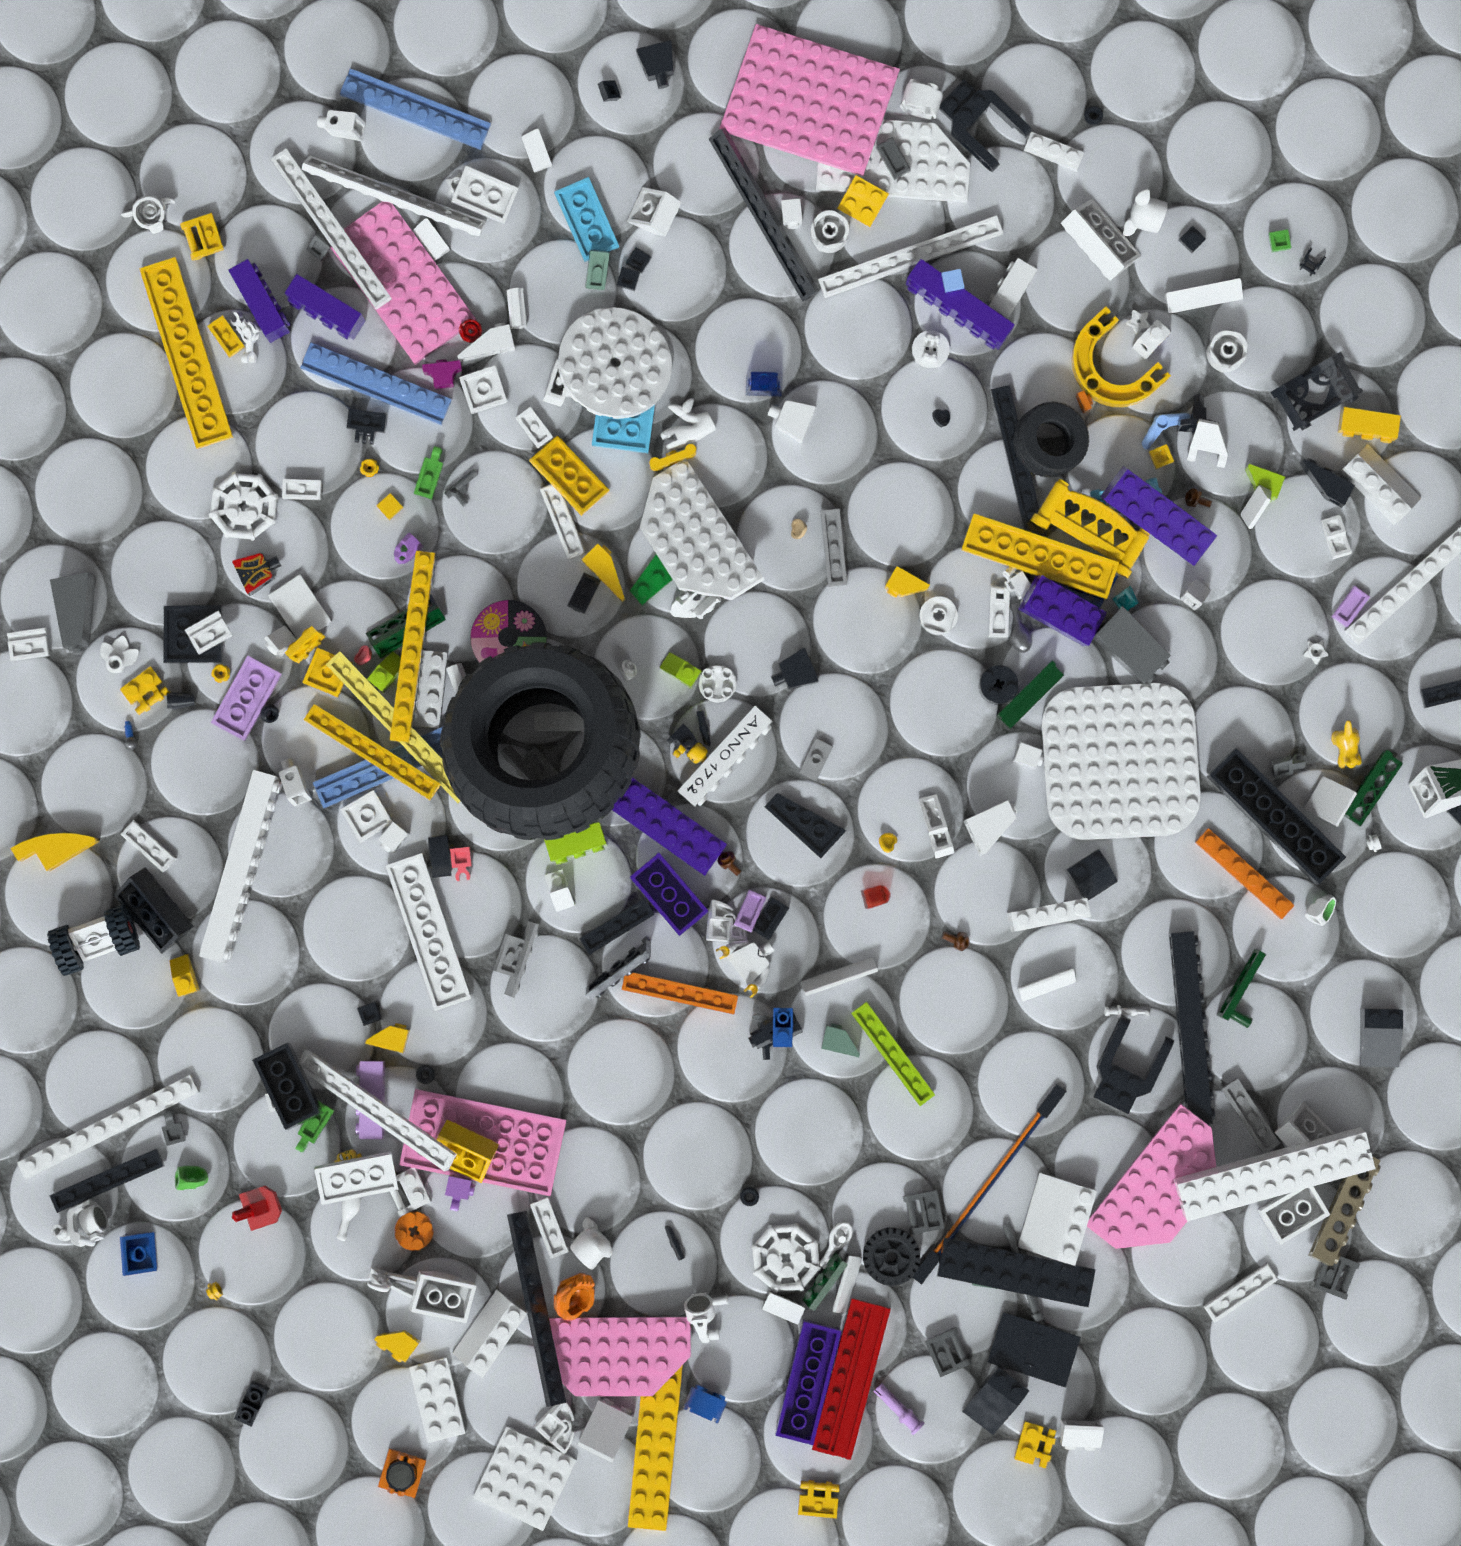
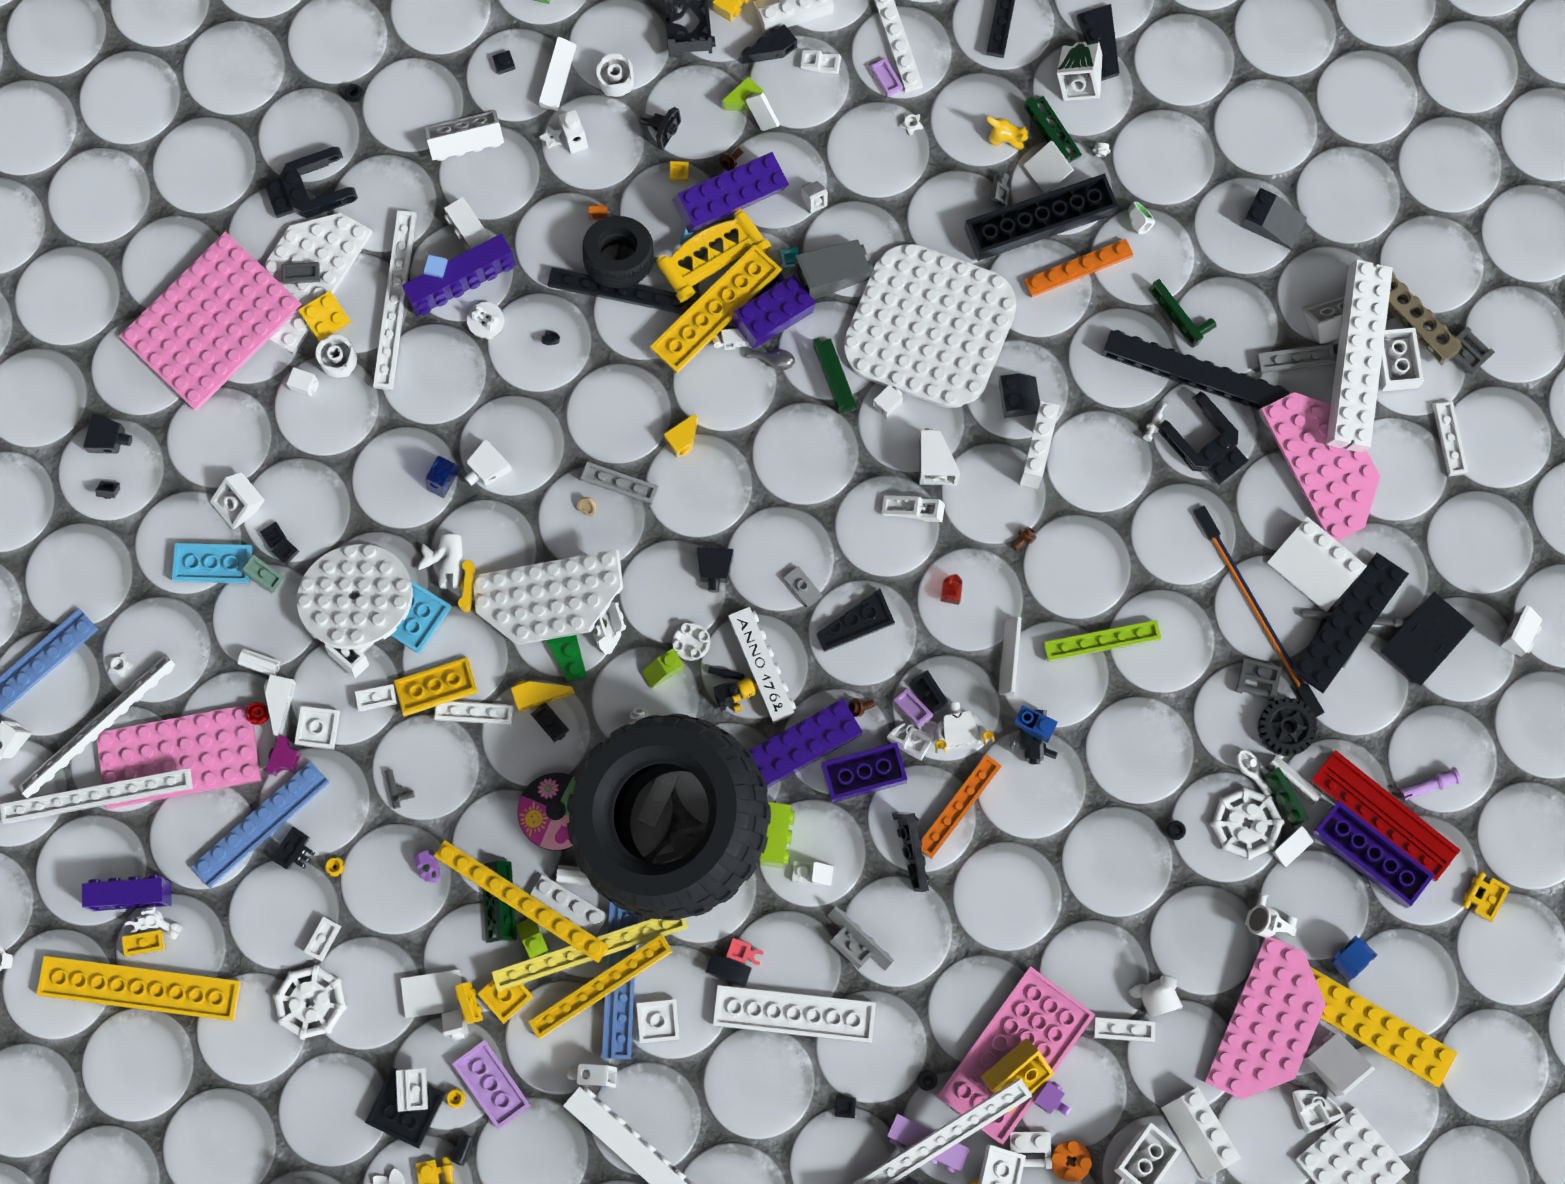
camera: 65 degrees left, 10 degrees down
(208, 235) = (40, 915): yellow plate -> none
(256, 571) = (377, 1018): torso -> none
(273, 715) = (520, 1066): black plate -> none
(319, 247) = (107, 816): dark grey plate -> none
(325, 307) = (165, 835): dark purple brick -> none
(363, 655) = (506, 954): coral piece -> none
(389, 506) = (380, 864): yellow tile -> none
(391, 1038) = (878, 1096): yellow slope -> none
(393, 837) = (690, 1005): white brick -> none
(429, 475) = (370, 813): bright green plate -> none
(431, 239) = (155, 710): white slope -> none
(484, 194) = (140, 643): white plate -> none
(536, 150) = (126, 578): white slope -> none
(536, 1308) = (1197, 1076): black plate -> none
(574, 1296) = (1200, 1034): orange helmet -> none
(617, 926) = (871, 835): black plate -> none
(674, 1242) = (1189, 919): black piece -> none
(763, 214) = (290, 406): black plate -> none
(838, 1041) = (1068, 683): sand green slope -> none
(887, 842) = (906, 557): yellow piece -> none
(921, 99) = (262, 224): white brick -> none
(941, 1354) = (1397, 723): dark grey plate -> none
(943, 625) = (725, 431): white plate -> none
(995, 1400) = (1458, 693): black slope -> none
(999, 612) = (747, 367): white plate -> none
(1003, 675) = (805, 389): black brick -> none
(1029, 1442) = (1509, 682): yellow plate -> none
(1047, 984) = (1099, 480): white slope -> none
(1053, 151) = (367, 139): white plate -> none
(1105, 392) = (570, 199): yellow piece -> none
(1145, 214) = (462, 86): white piece -> none
(1161, 423) = (649, 159): light blue piece -> none
(1210, 439) = (683, 123): white flag -> none

